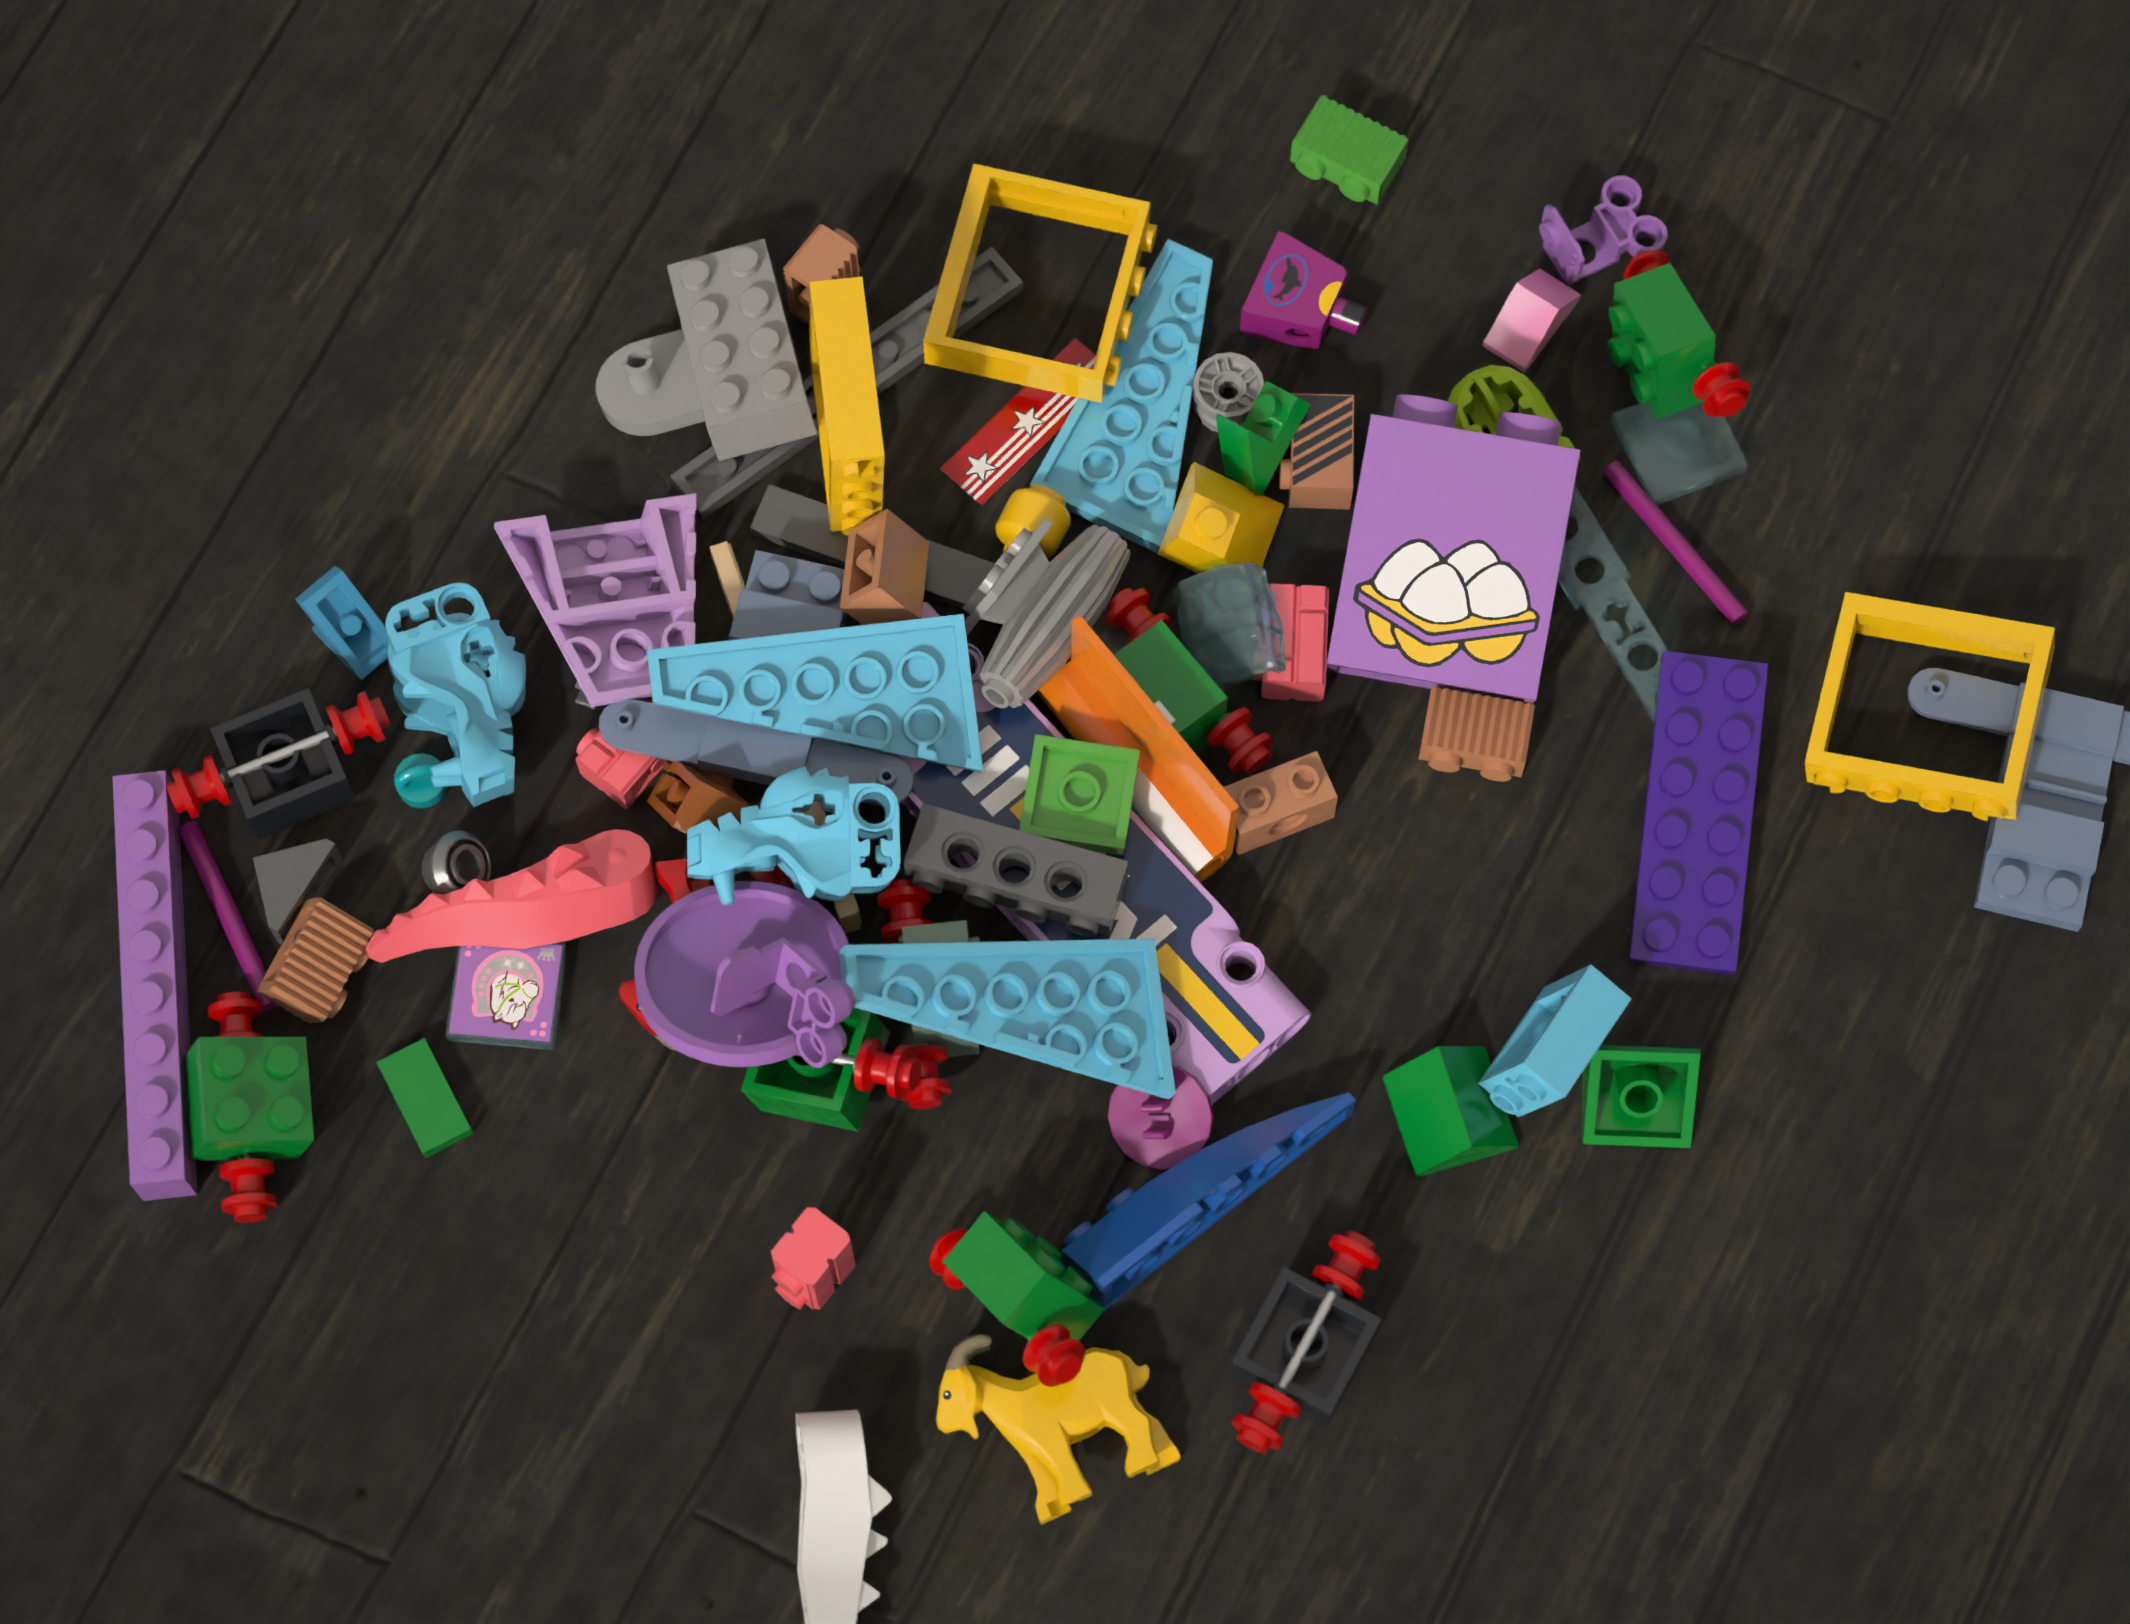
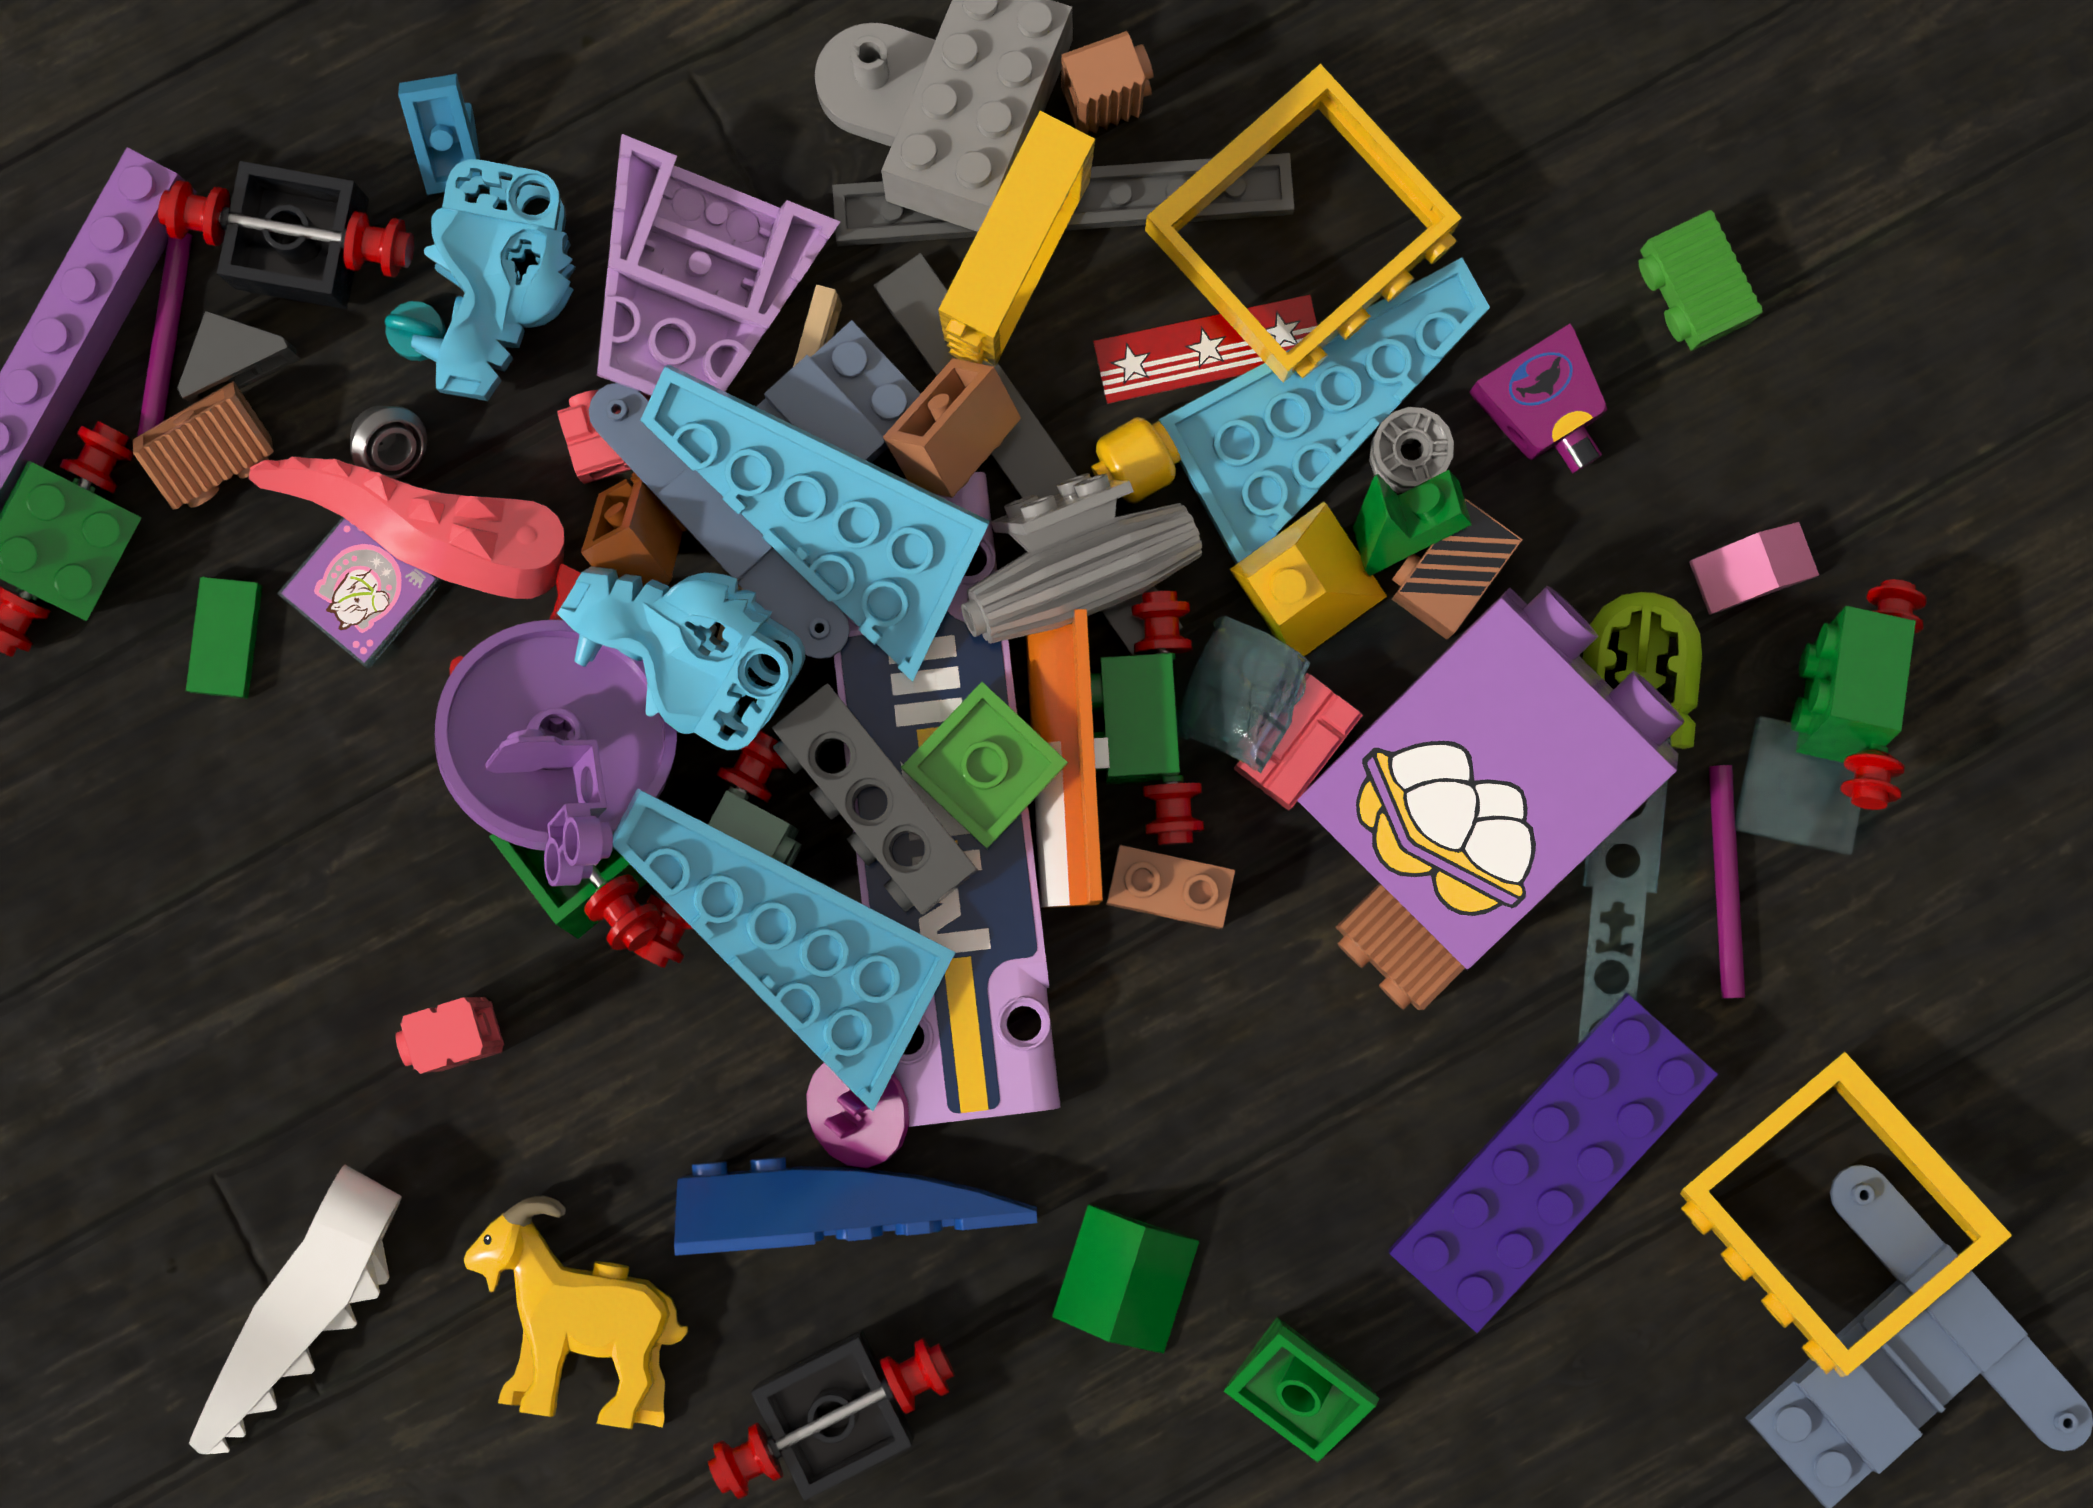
camera: 35 degrees right, 15 degrees up
(1024, 1290) = (608, 1201): green brick -> none
(1554, 1041) = (1252, 1298): medium azure window -> none
(1609, 232) = (1893, 529): medium lavender piece -> none

